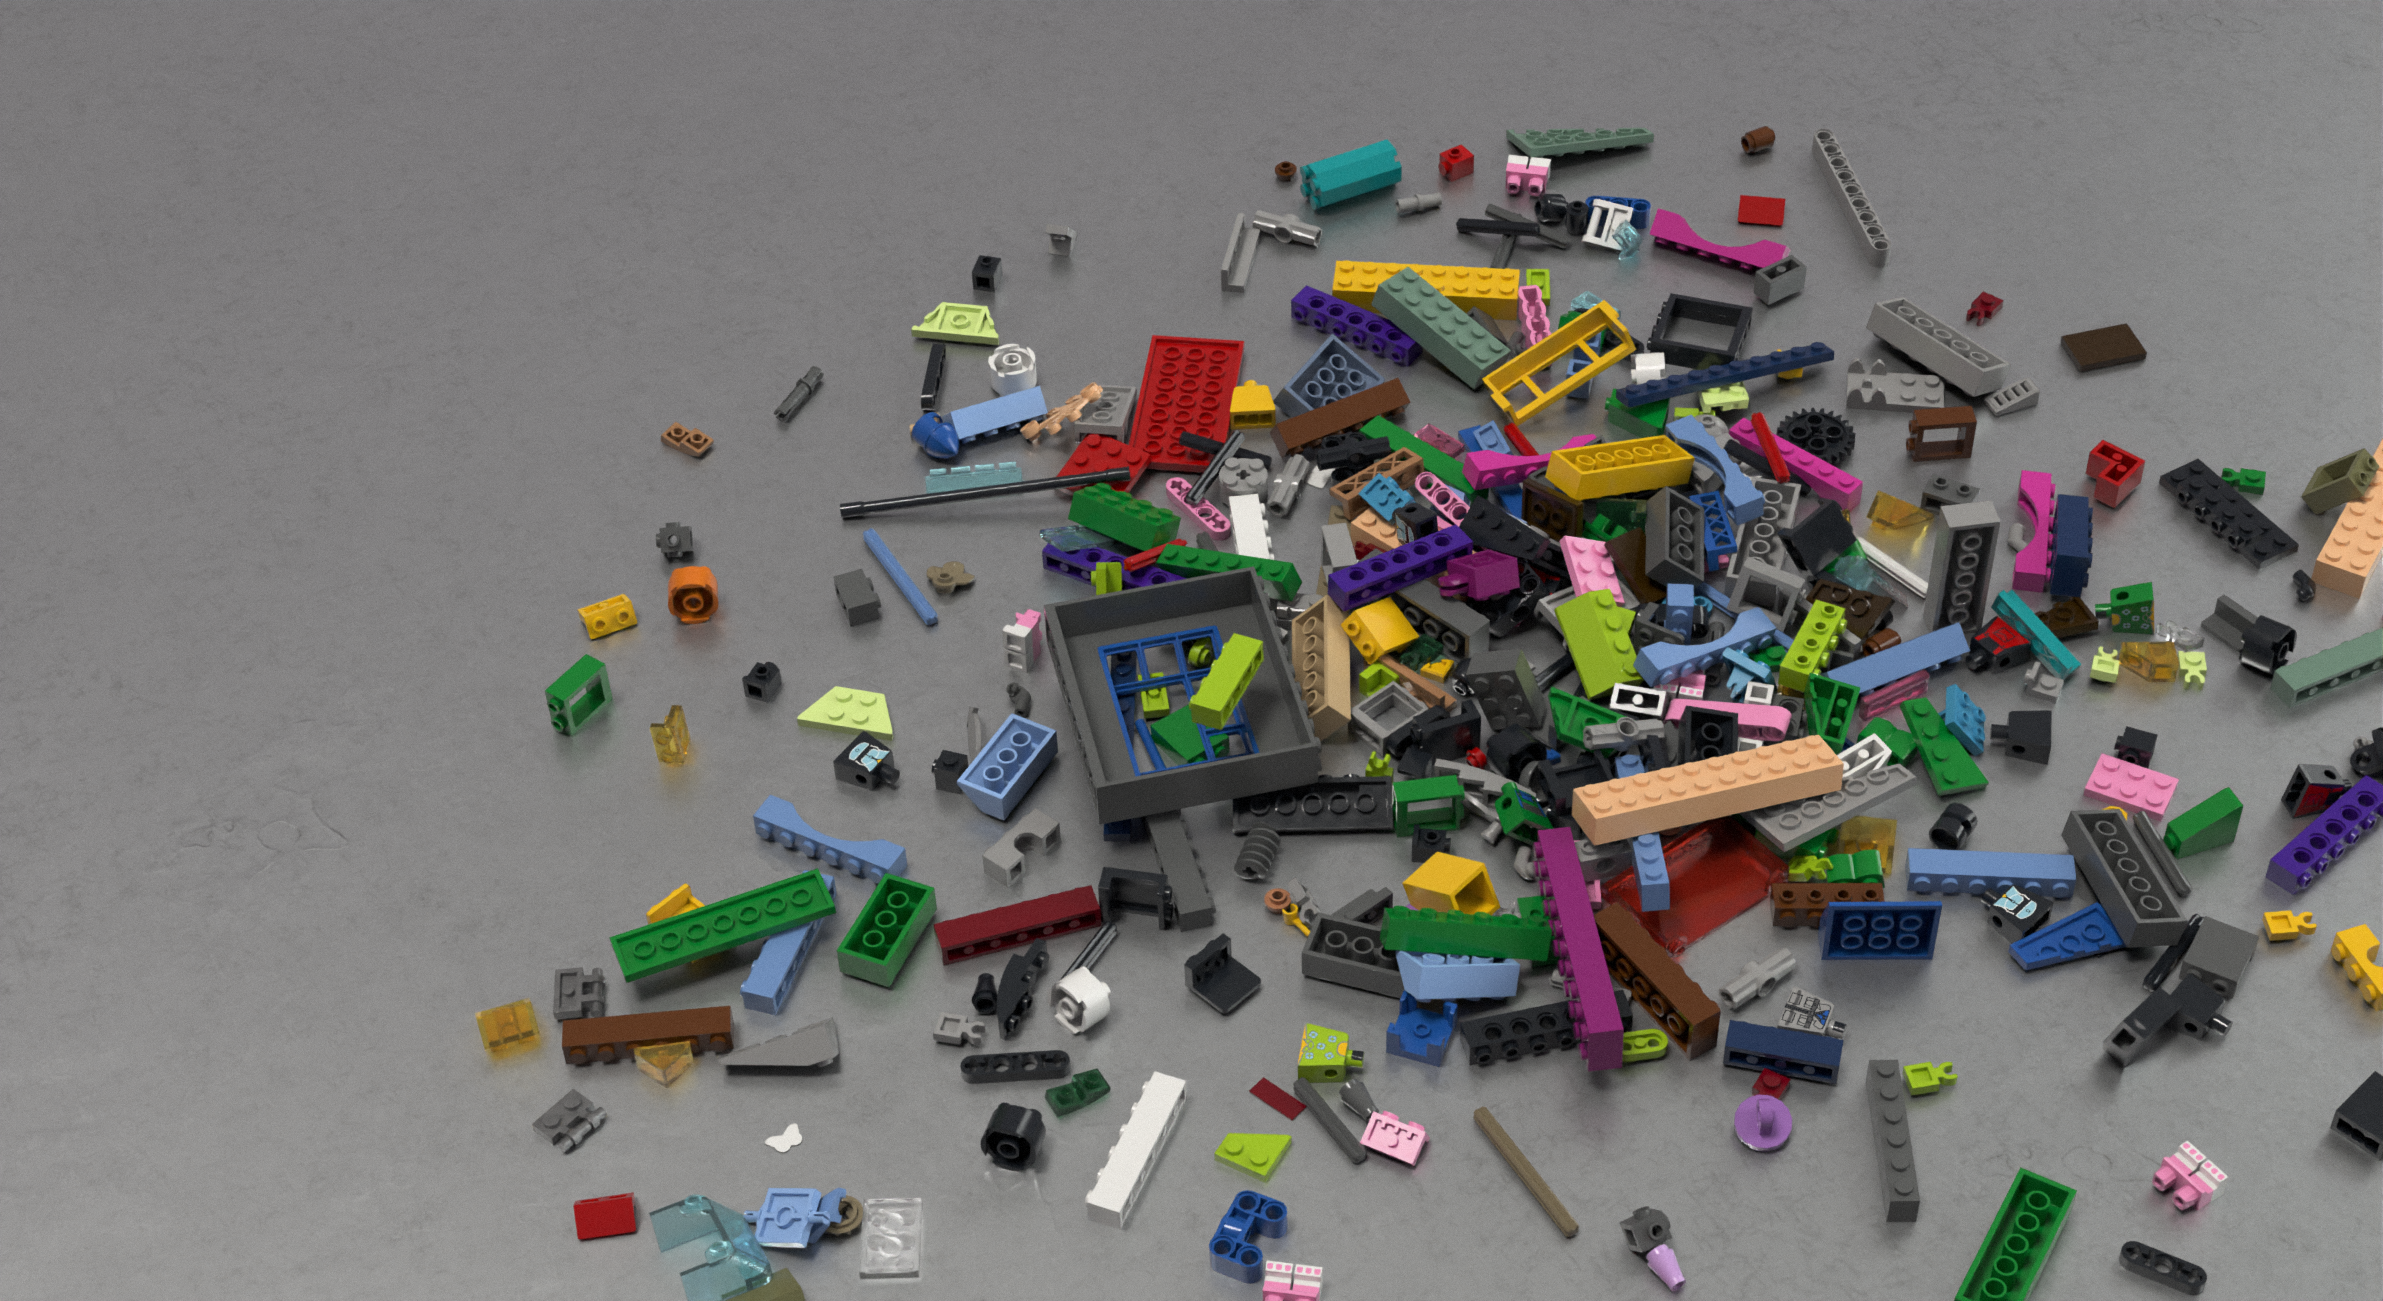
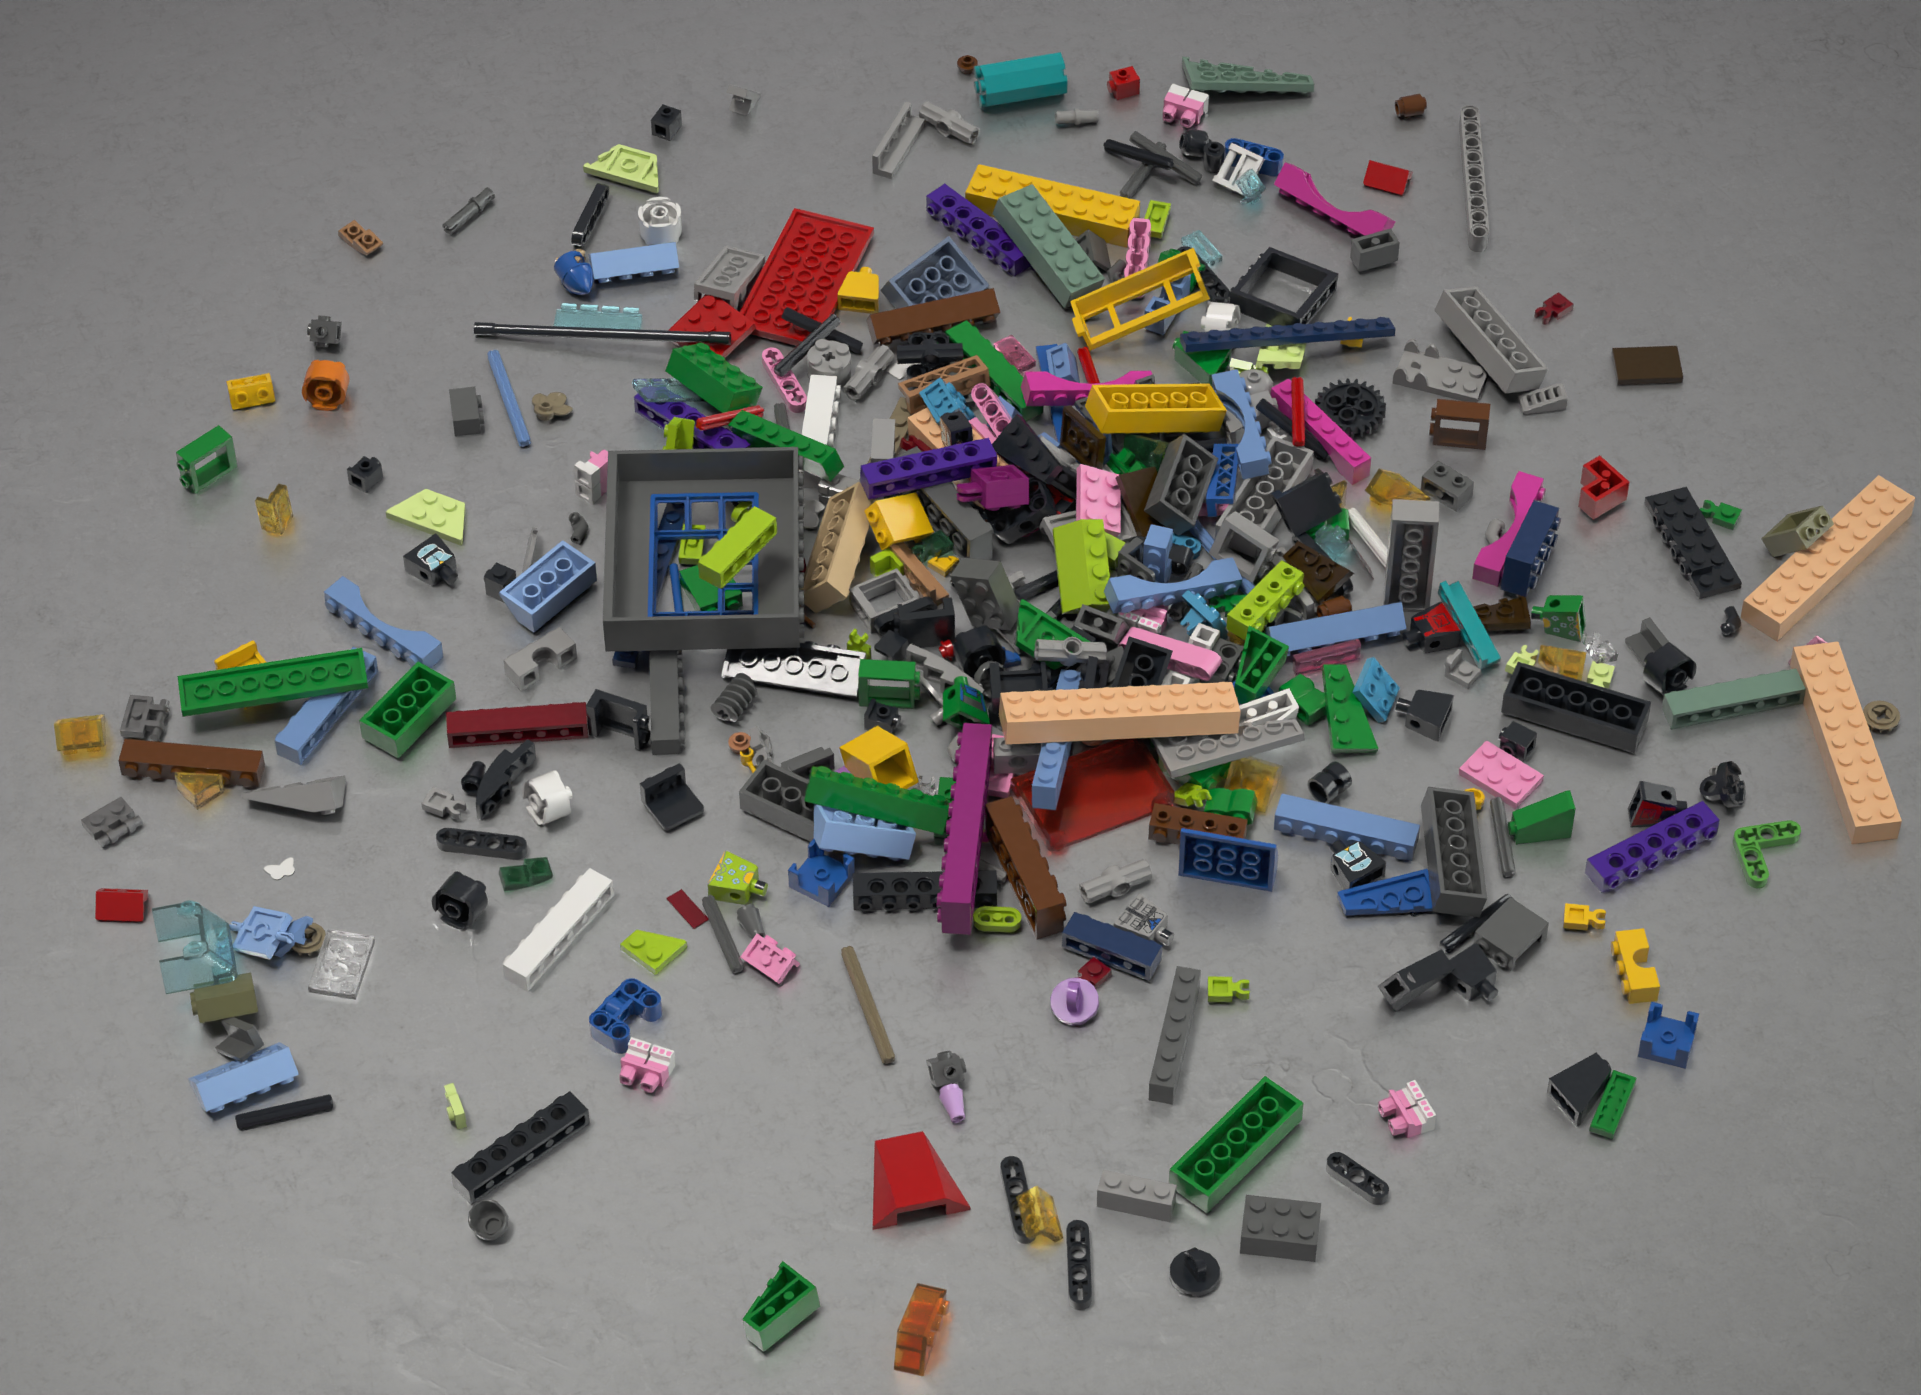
camera: 10 degrees right, 5 degrees up
(1071, 410) = (693, 270): light nougat plant -> none
(1094, 947) = (575, 756): black axle -> none
(2186, 701) = (1576, 707): none -> black brick

